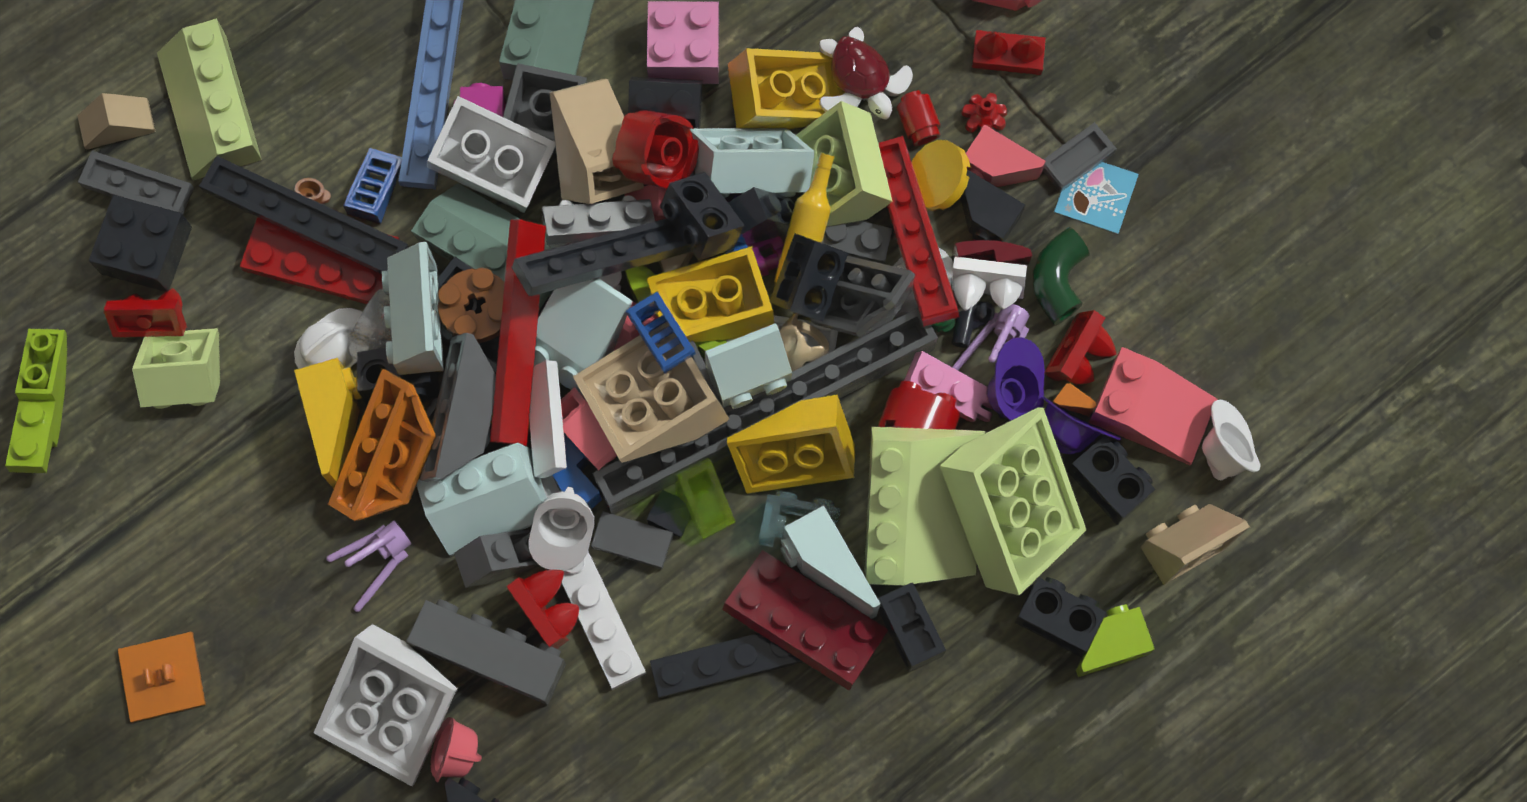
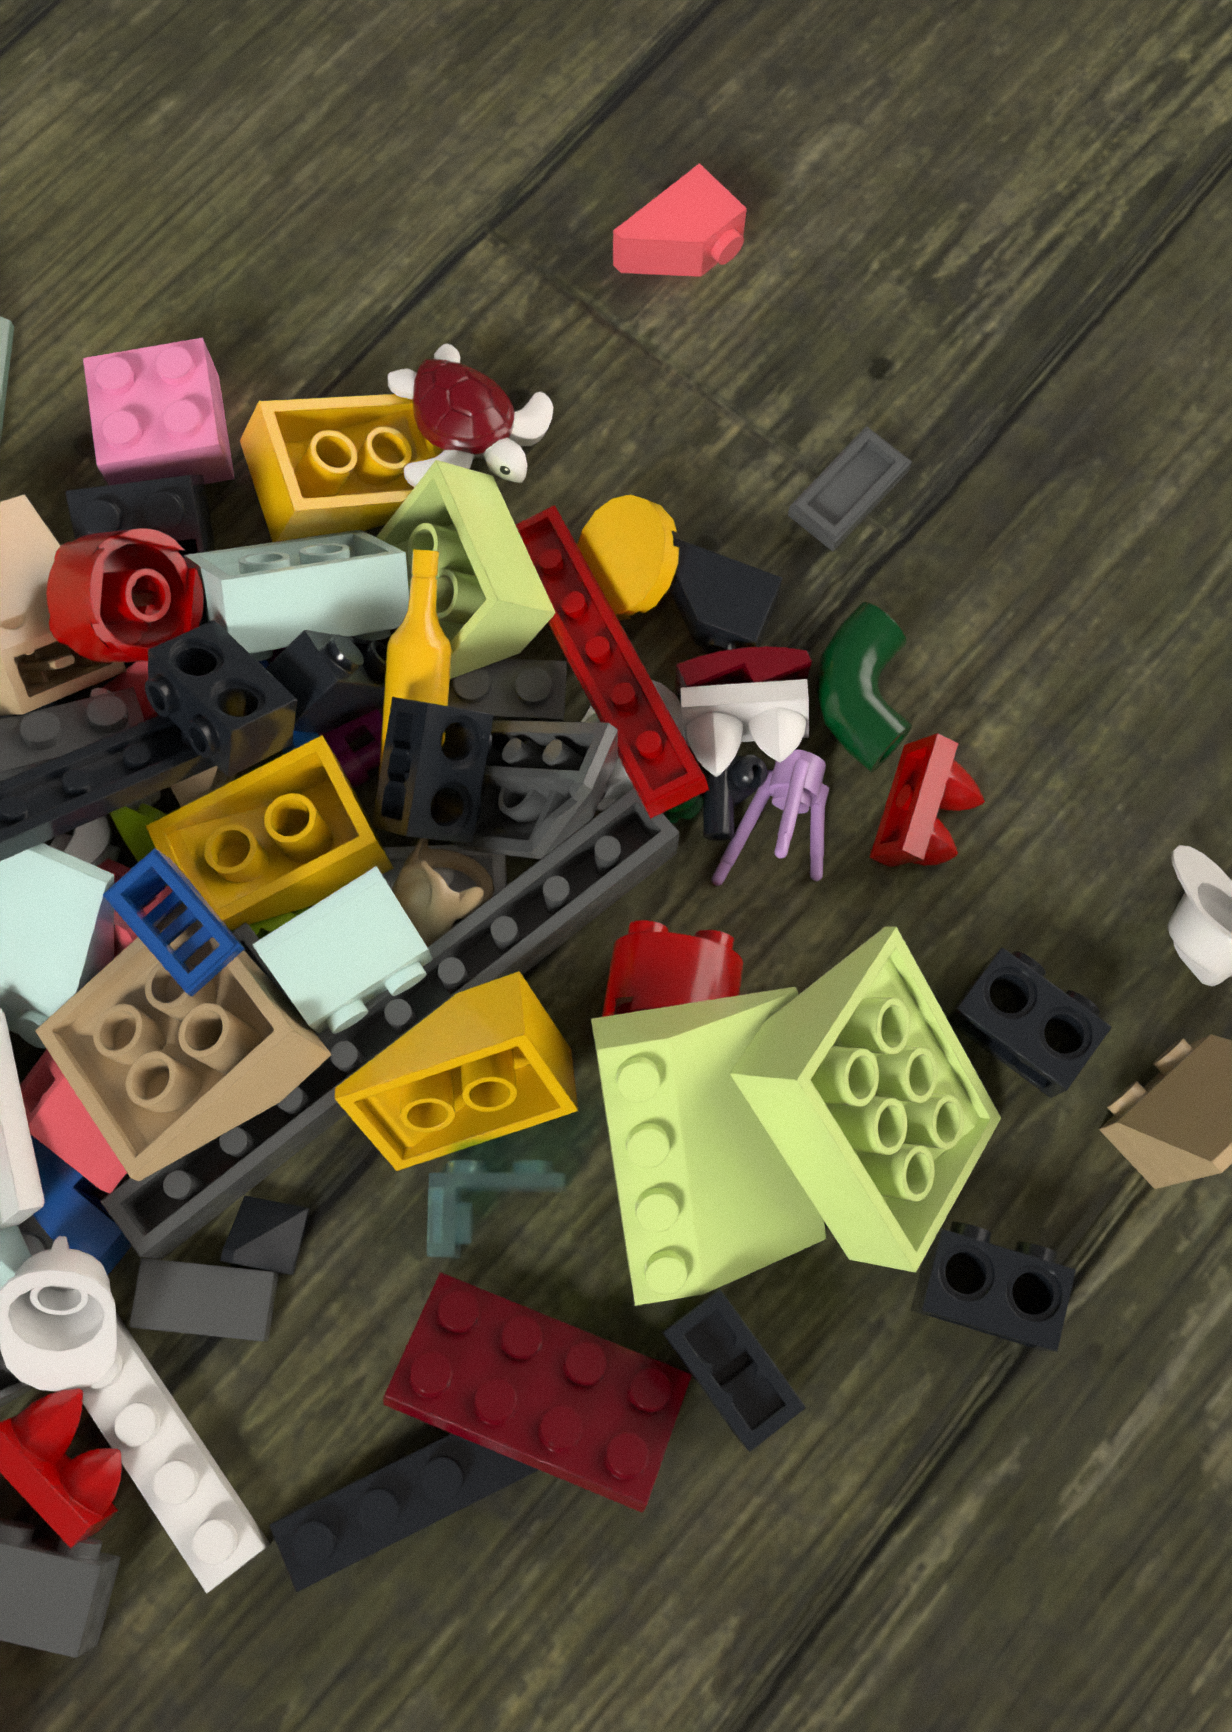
camera: 10 degrees left, 0 degrees up
(704, 498) = (318, 1201): clear neon green slope -> none
(826, 560) = (544, 1265): light aqua slope -> none
(919, 118) = (575, 470): red brick -> none
(941, 378) = (697, 903): bright pink hinge -> none
(984, 112) = (683, 447): red plant -> none
(1002, 160) = (729, 511): coral slope -> none
(1008, 52) = (702, 341): red tile -> none
(1017, 379) = (832, 882): dark purple piece -> none
(1069, 432) = (943, 951): dark purple piece -> none
(1075, 400) = (935, 895): orange slope -> none
(1099, 197) = (898, 547): medium azure sticker -> none
(1118, 640) = (1107, 1315): lime slope -> none
(1153, 406) = (1067, 879): coral slope -> none

